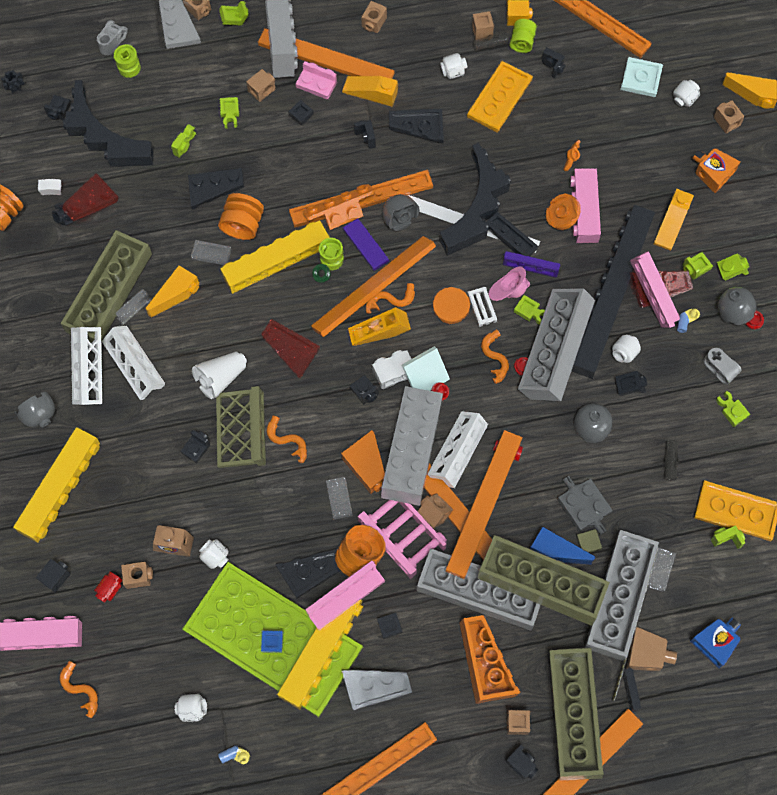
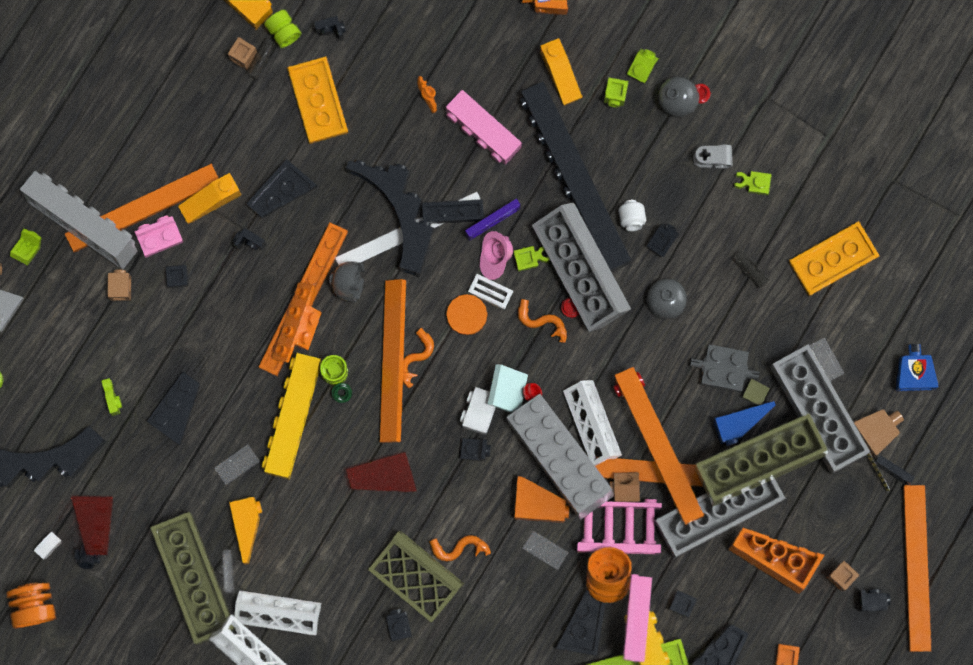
camera: 50 degrees left, 10 degrees up
(218, 373) = (355, 552): white cone -> none
(229, 110) = (116, 332): lime plate -> none
(241, 216) = (231, 410): orange wheel -> none
(365, 244) = (348, 333): dark purple tile -> none
(374, 11) = (144, 125): medium nougat brick -> none
(380, 327) = (434, 390): light orange slope -> none
(453, 66) = (256, 112): white head -> none
(563, 211) = (472, 151): orange tile -> none
(575, 714) = (875, 528): olive brick -> none
(655, 290) = (609, 147): bright pink fence -> none
(674, 281) = (605, 138): clear red wing -> none
(685, 318) = (649, 143): arm -> none
(723, 535) = (844, 288): lime bracket -> none

